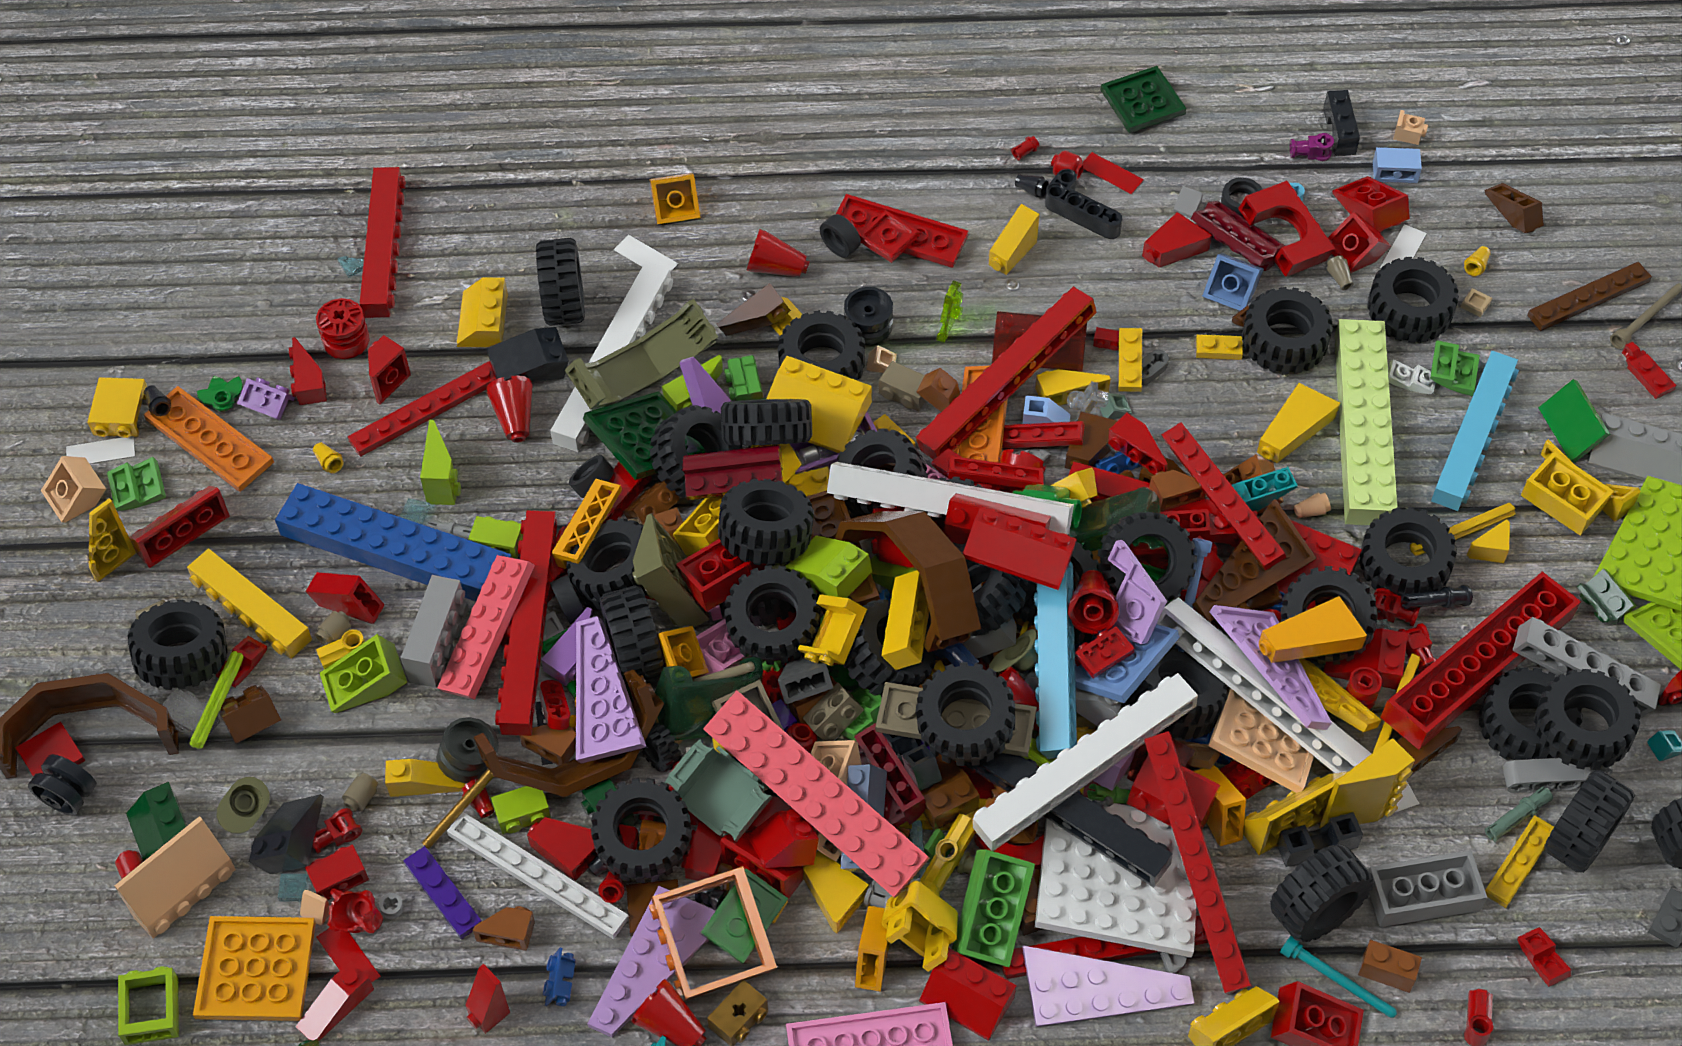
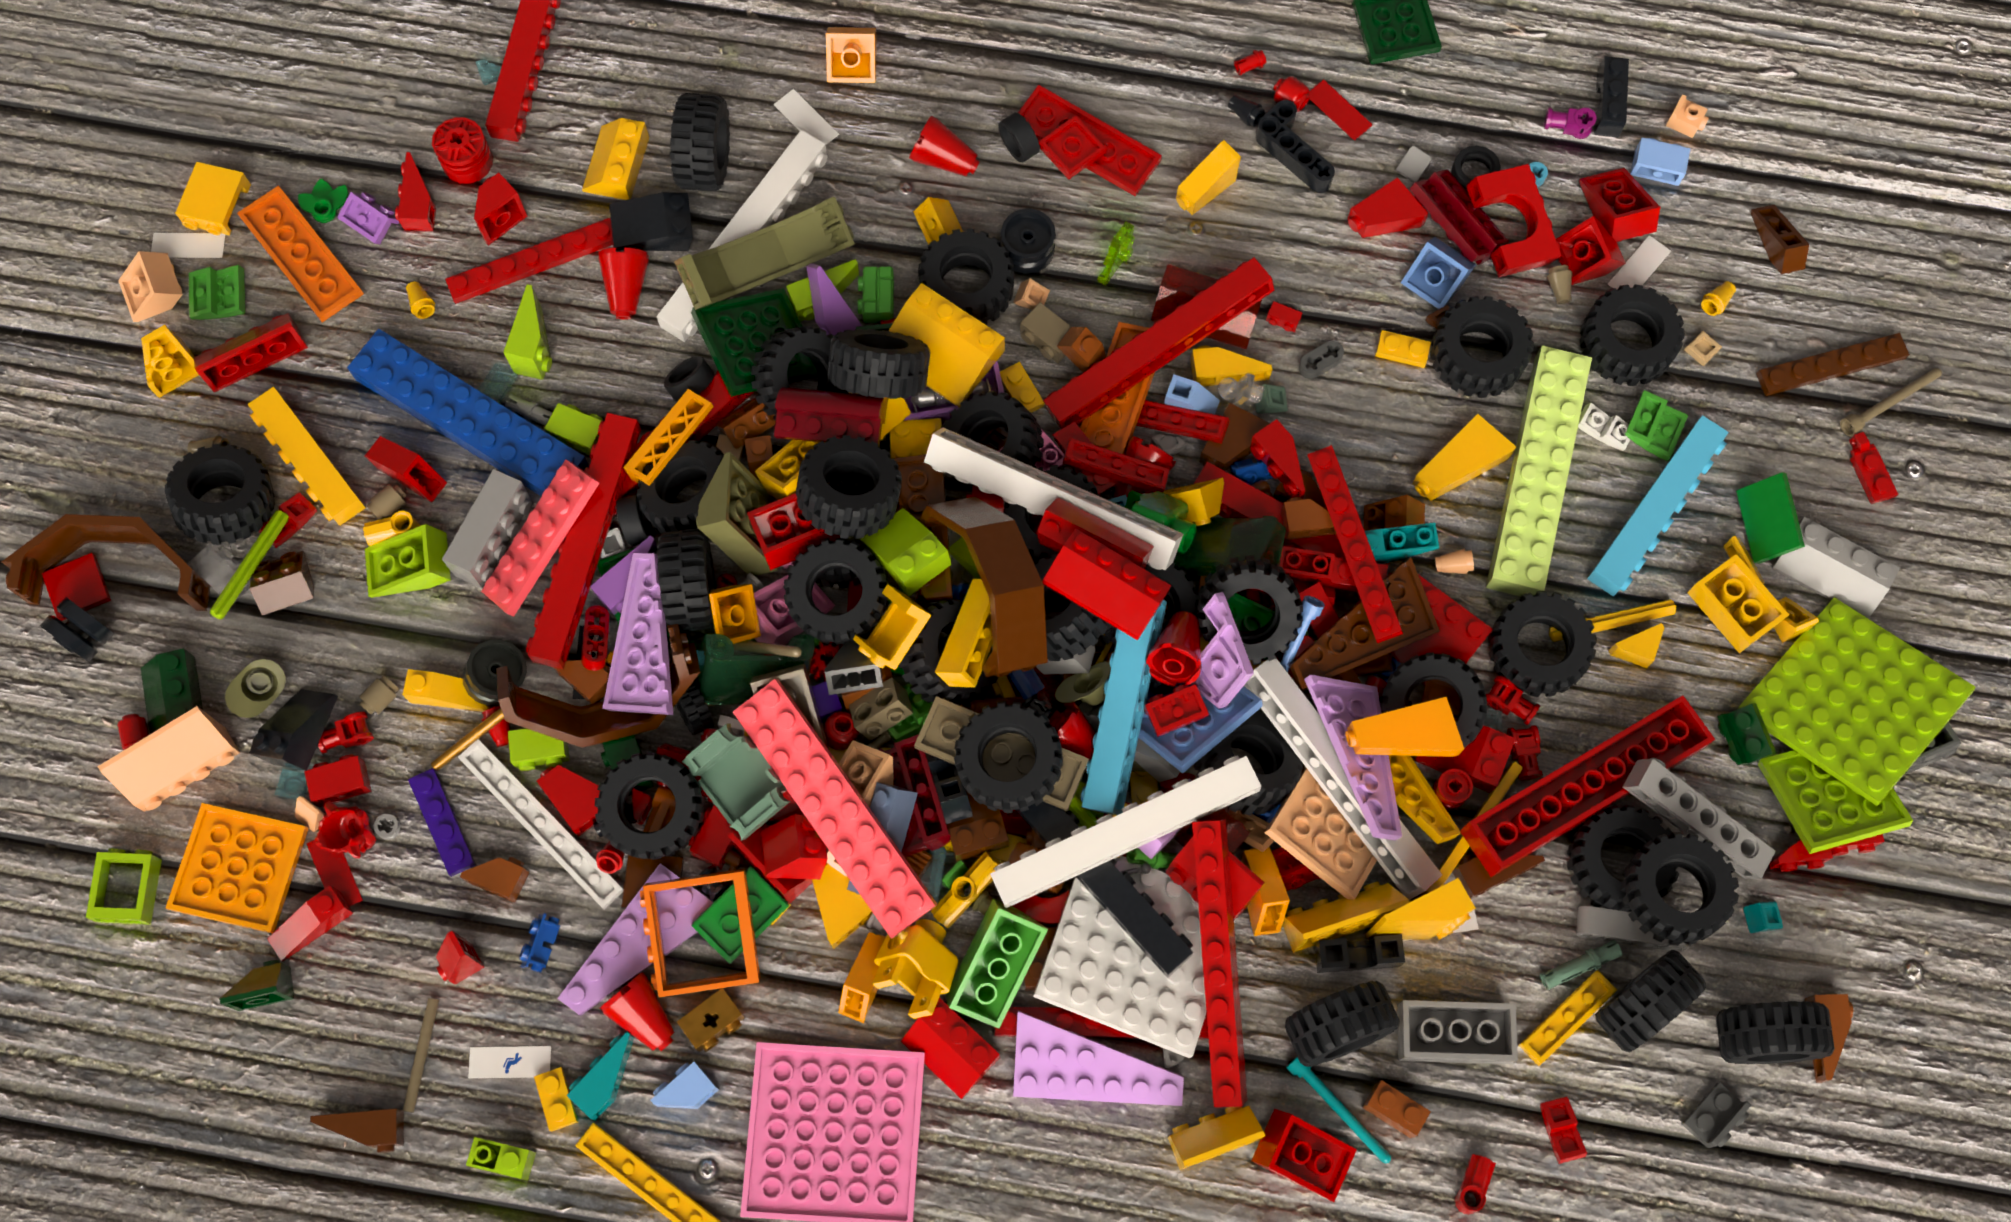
camera: 10 degrees right, 15 degrees up
(157, 401) = (251, 203): black cone -> none
(758, 311) = (910, 214): slope -> none
(1130, 360) = (1300, 349): yellow plate -> none
(1445, 597) = (1570, 701): black pin -> none

